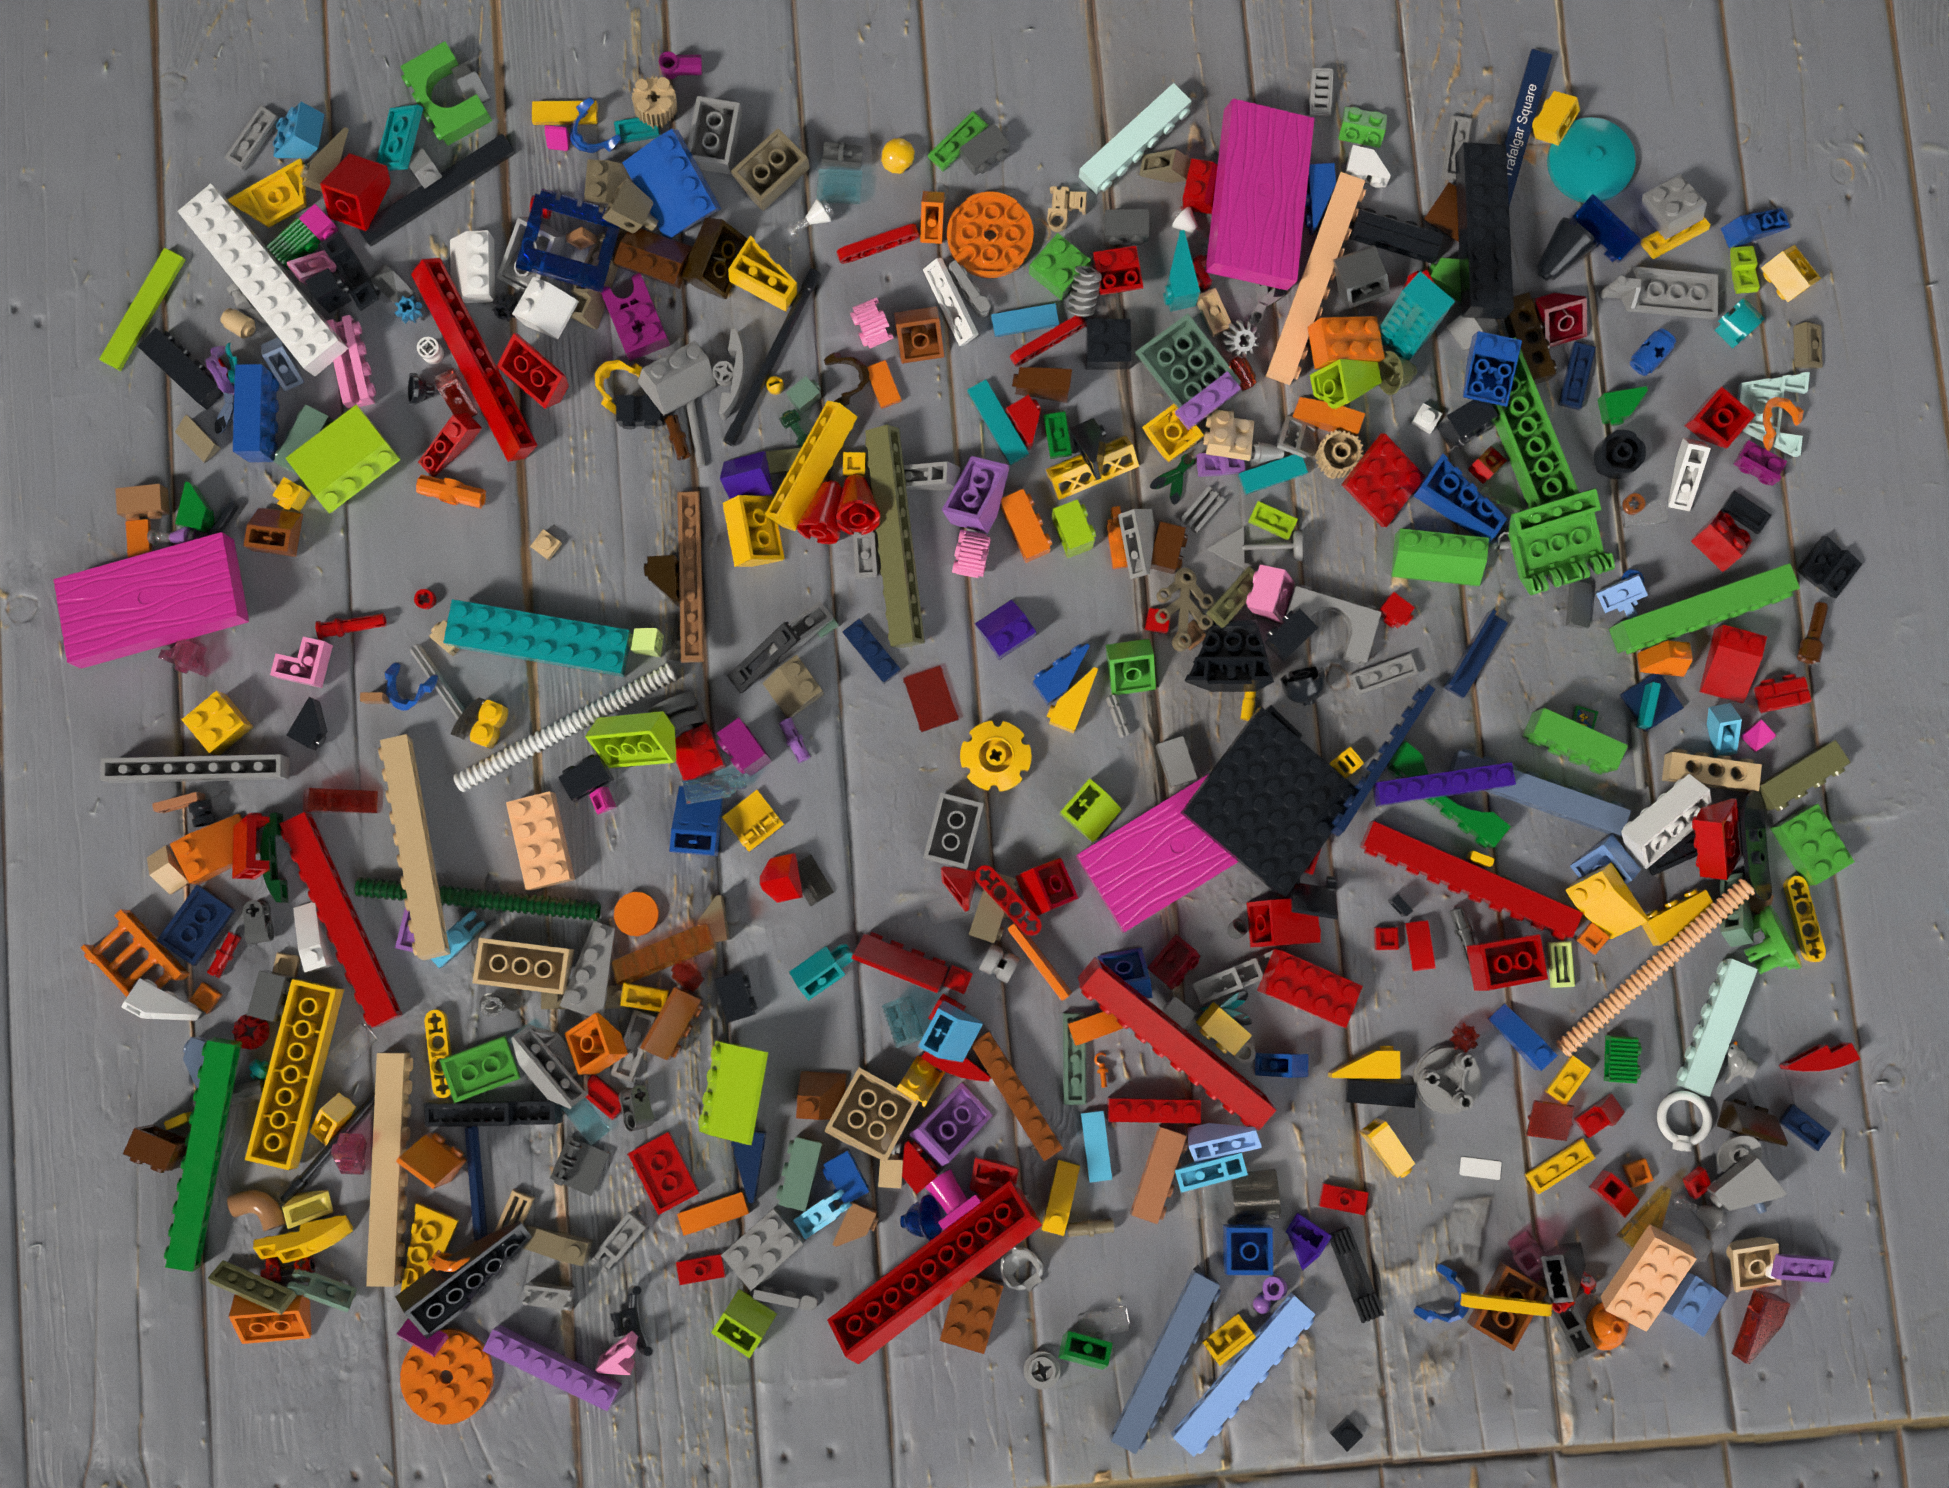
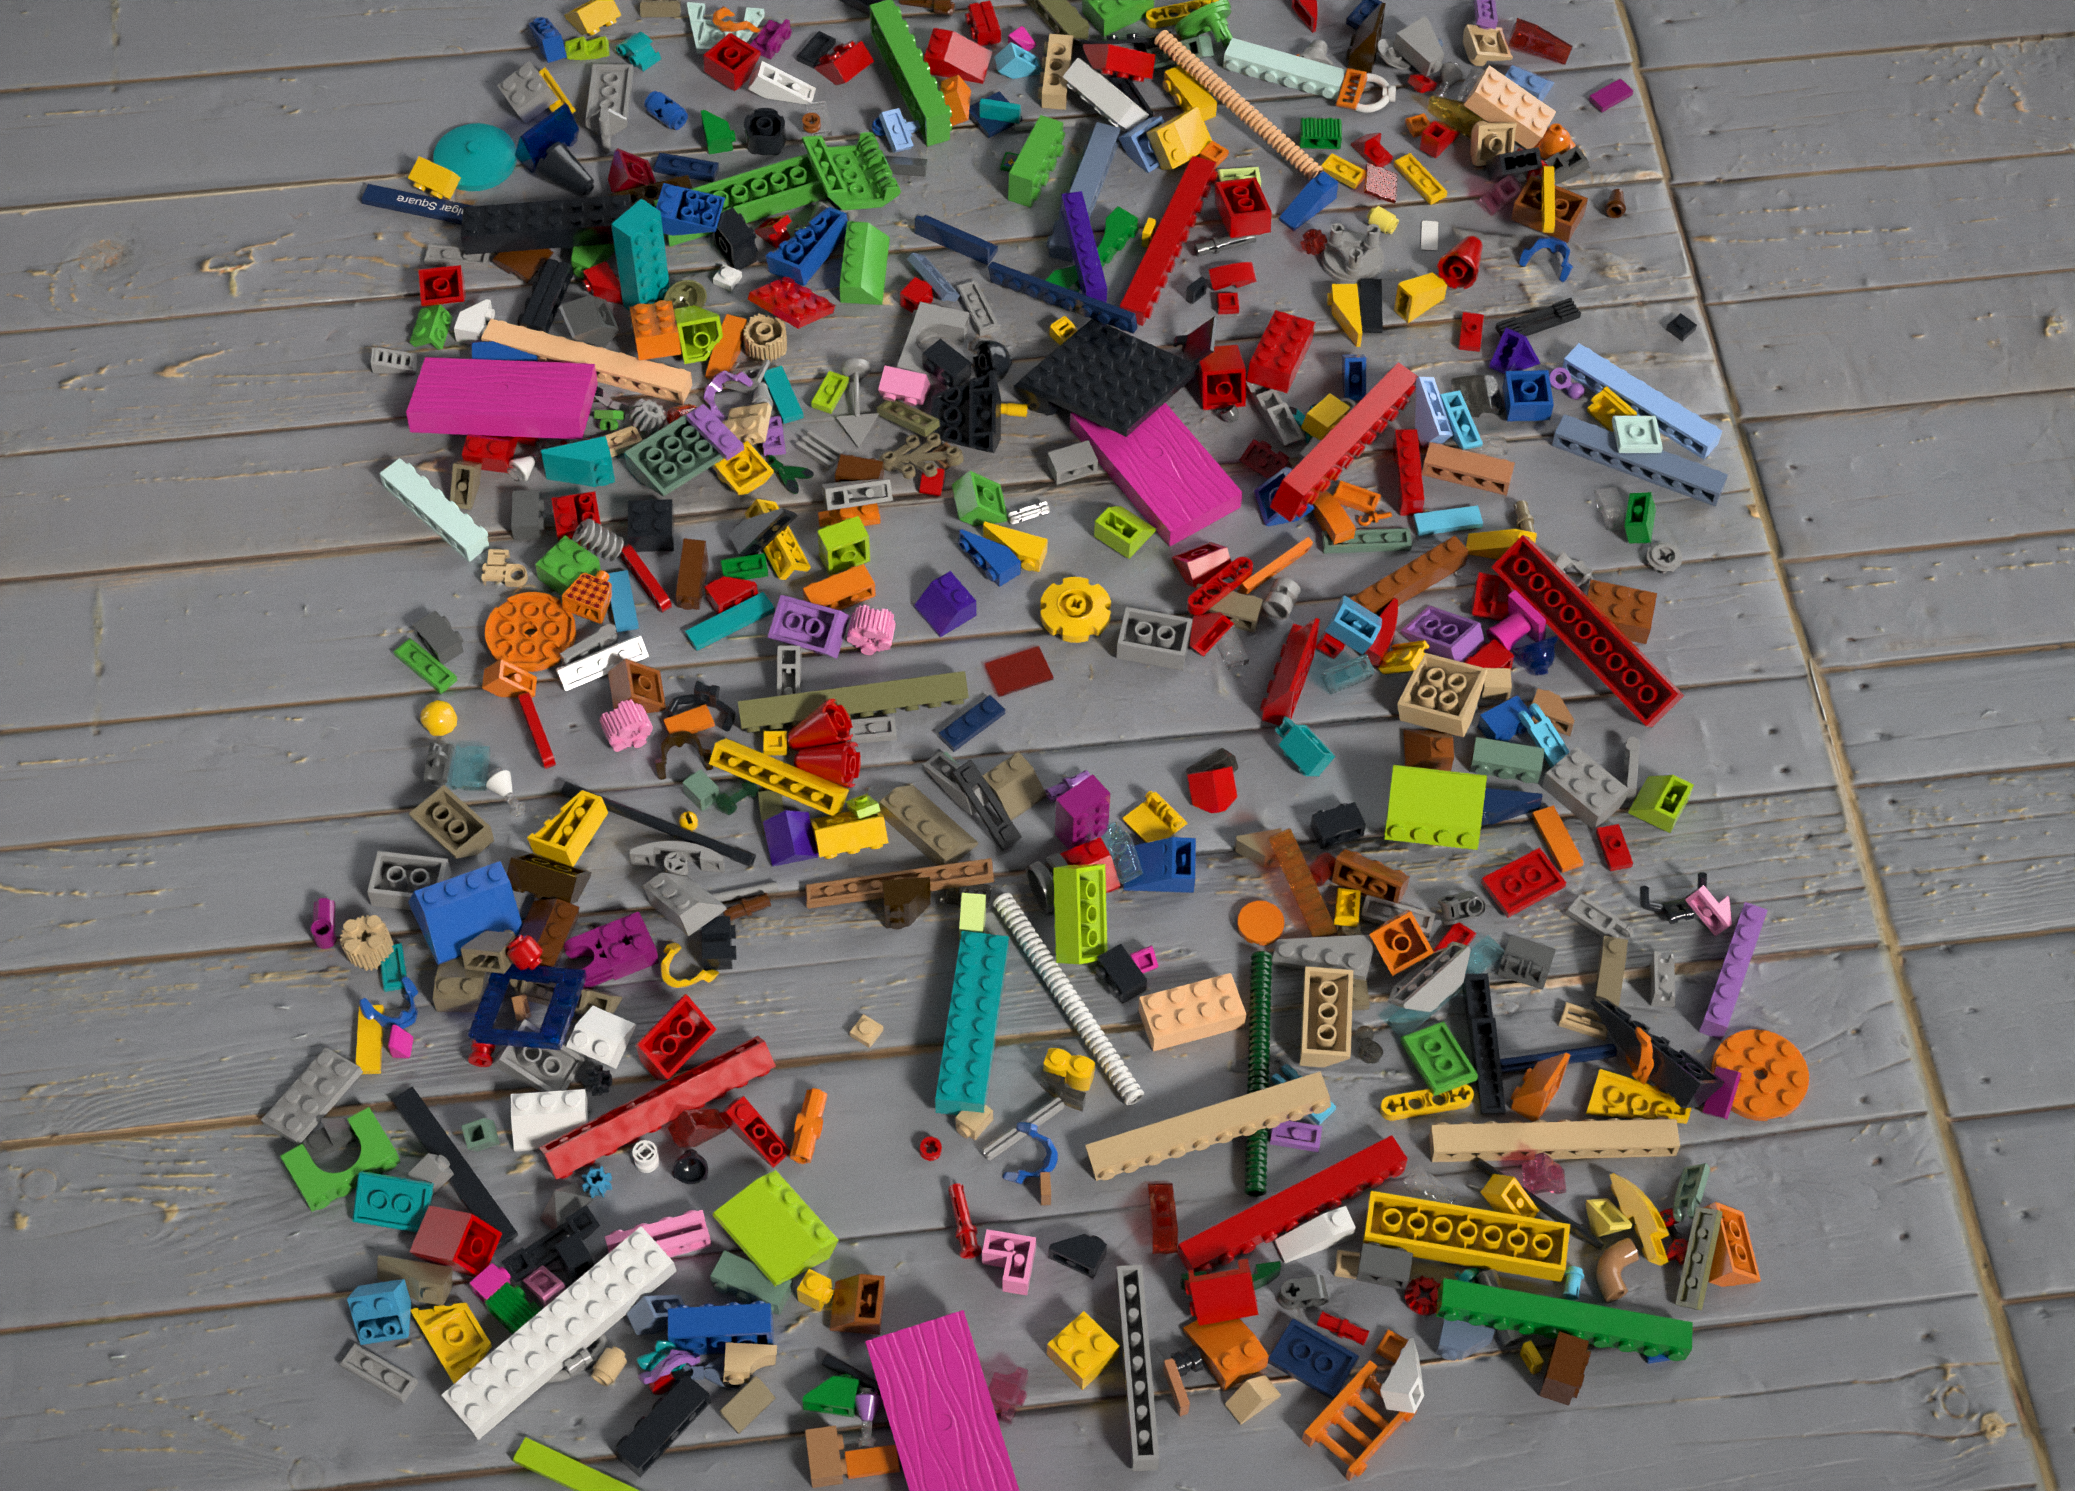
camera: 95 degrees left, 25 degrees down
(222, 430) = (744, 1359): none -> tan arch
(254, 1169) = (1573, 1281): none -> medium azure pin
(456, 208) = (480, 1134): none -> sand green brick
(509, 66) = (312, 1096): none -> light grey plate
(618, 233) = (524, 952): none -> red head
(756, 605) = (926, 825): none -> dark tan slope
(774, 543) = (863, 806): none -> lime plate
(908, 399) = (700, 697): none -> black piece
(1021, 286) = (589, 596): none -> orange torso
(1127, 1054) = (1356, 497): none -> orange tile
(1188, 1361) = (1637, 434): none -> light aqua tile
(1243, 301) = (609, 416): none -> bright green tile
(1282, 403) = (715, 385): none -> medium lavender helmet
(1405, 131) = (442, 285): none -> red slope
(1421, 628) = (923, 266): none -> sand blue plate
(1433, 1200) = (1461, 263): none -> red cone
(1497, 1117) = (1384, 219): none -> light yellow brick
(1519, 1385) = (1616, 204): none -> reddish brown cone
(1602, 1251) = (1491, 140): none -> tan slope
(1680, 1107) = (1352, 74): none -> orange slope
(1683, 1401) = (1611, 95): none -> magenta tile

